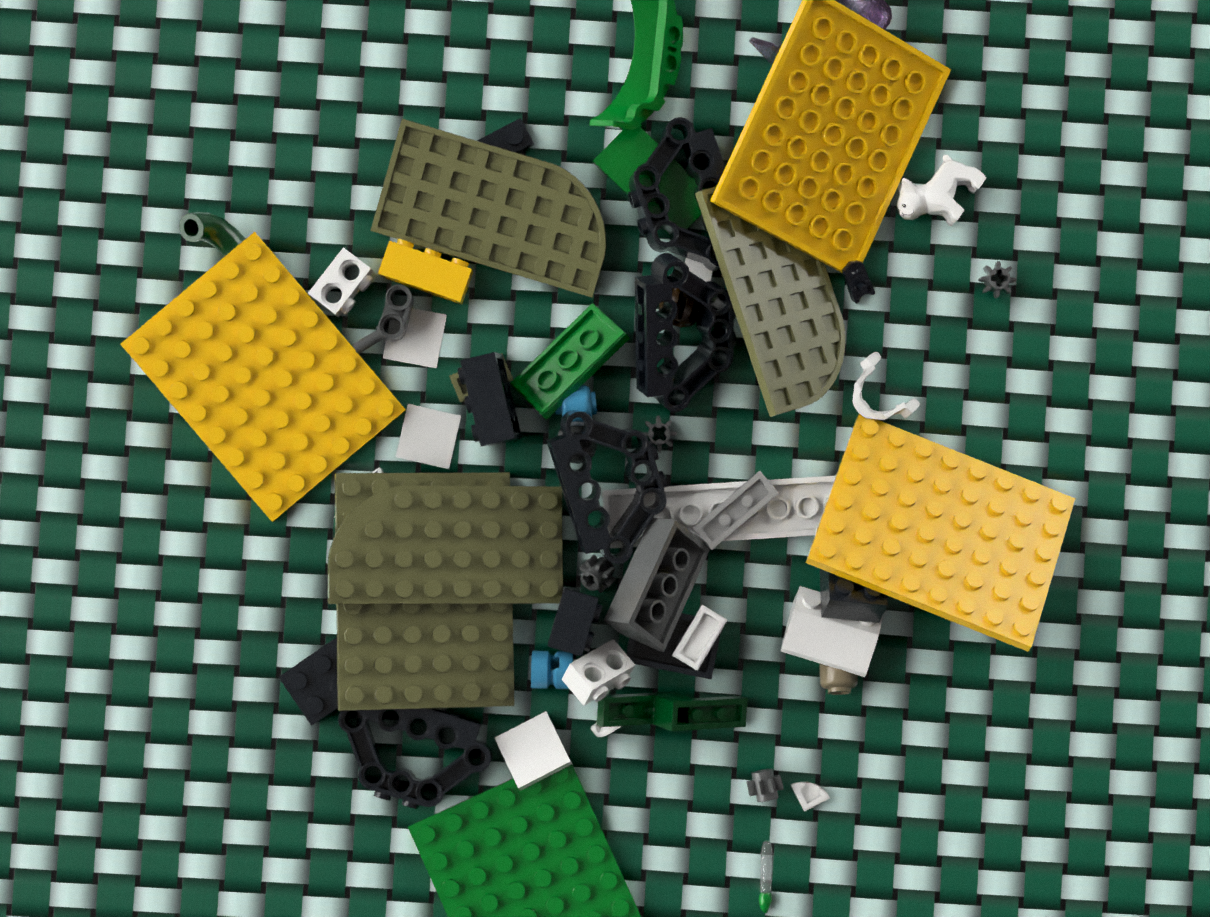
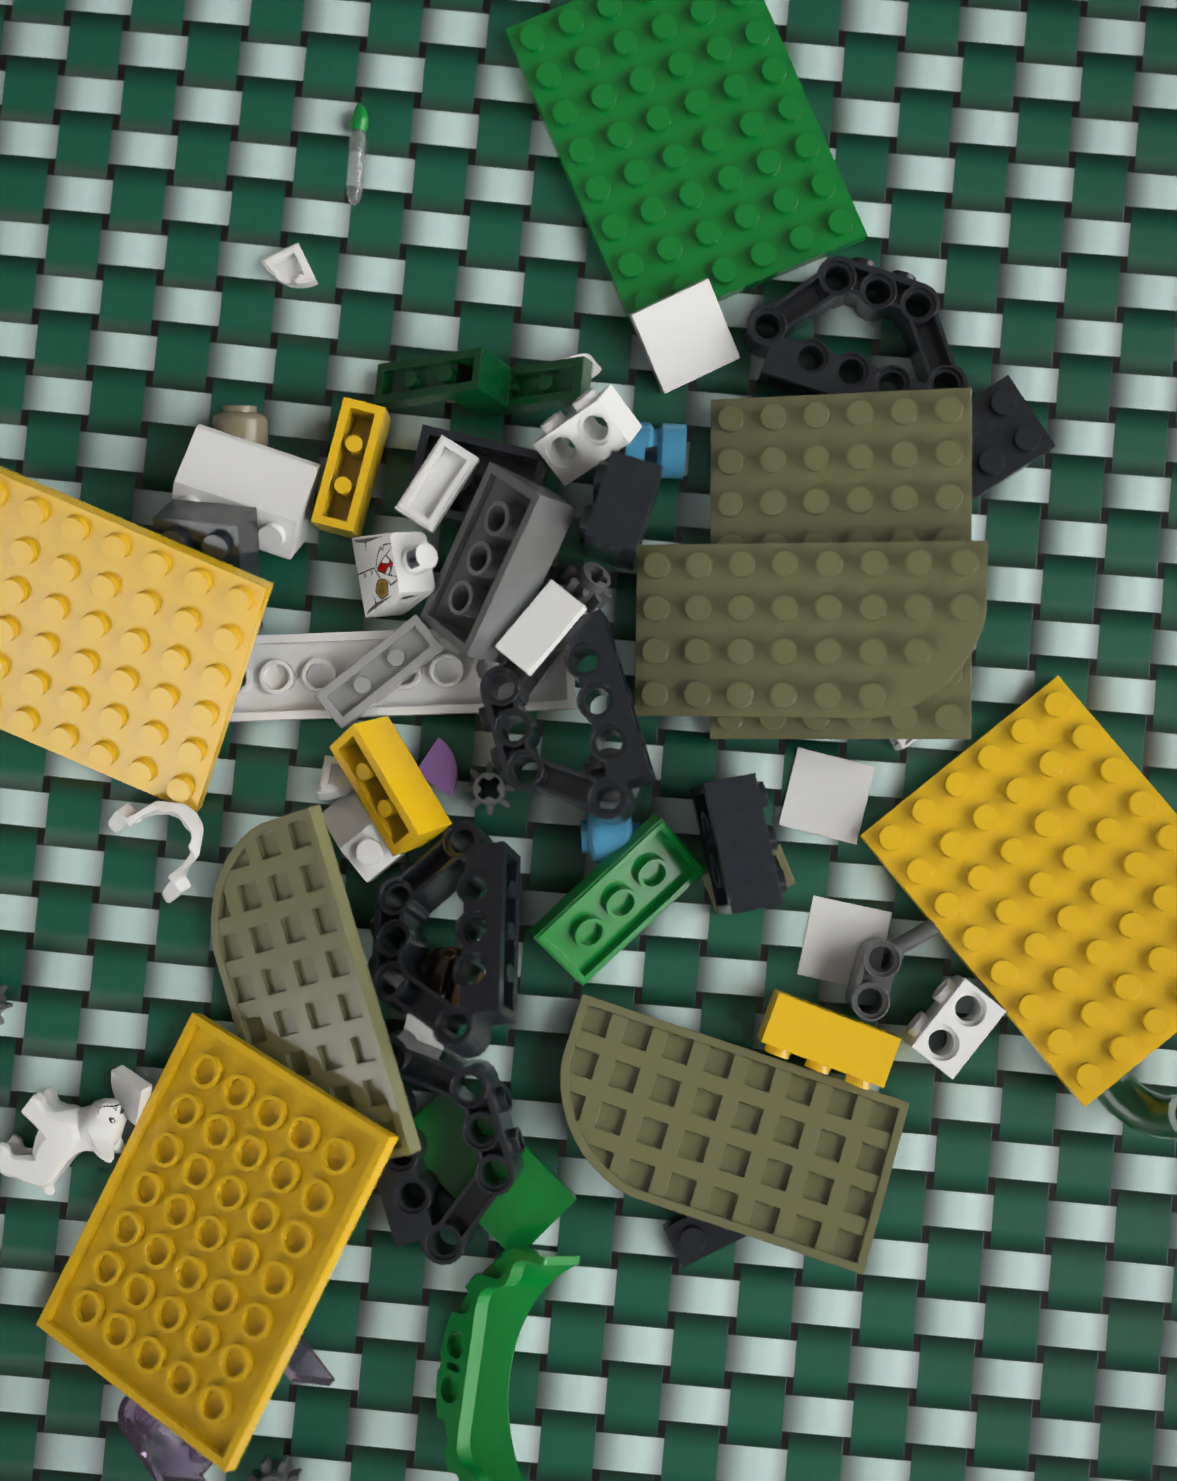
camera: 175 degrees left, 0 degrees up
(626, 540) = (540, 627): none -> white tile
(693, 448) = (440, 767): none -> medium lavender tile
(725, 434) = (390, 785): none -> yellow brick
(728, 580) = (394, 571): none -> white torso
(744, 399) = (358, 837): none -> white slope
(760, 650) = (351, 468): none -> yellow brick
(761, 440) = (333, 780): none -> white tile
(764, 785) = (352, 278): dark grey gear -> none
(857, 280) = (189, 1008): black piece -> none
(894, 224) = (130, 1091): none -> white tile

